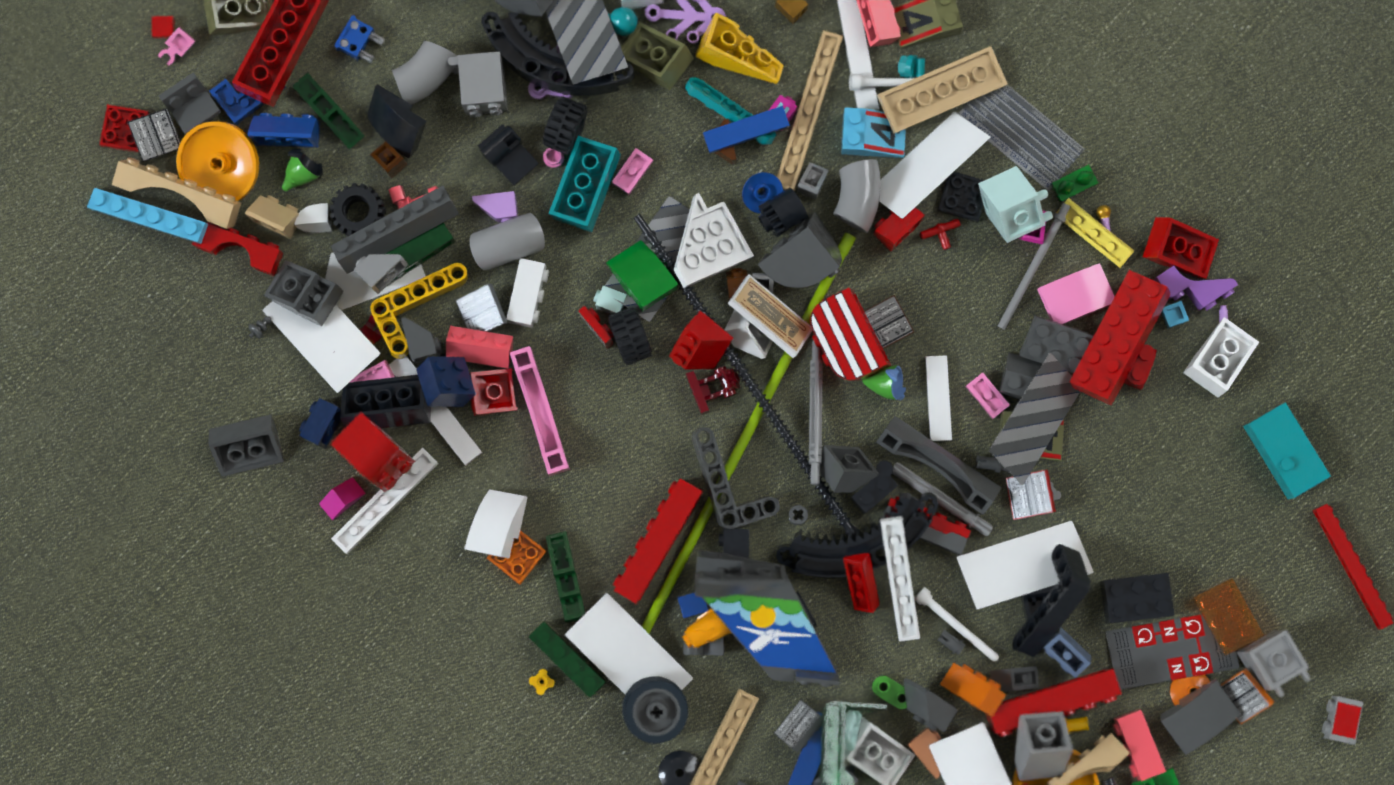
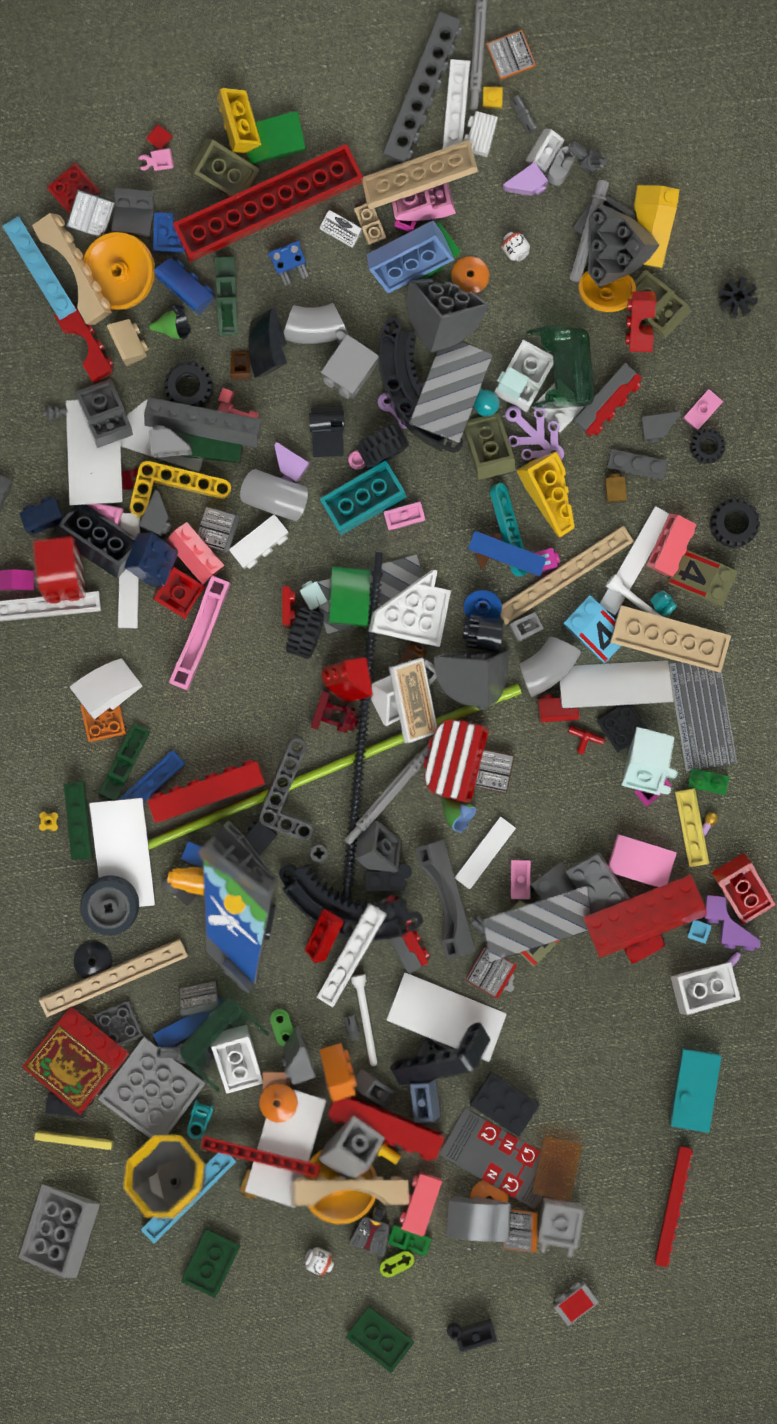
camera: 40 degrees right, 5 degrees up
(314, 219) = (154, 366): white brick -> none
(603, 567) = (155, 778): none -> blue tile
(853, 721) = (235, 1027): light aqua tile -> none
(943, 500) = (428, 925): light grey axle -> none
(948, 748) = (287, 1099): none -> orange dish
(1059, 219) = (674, 798): light grey bar -> none

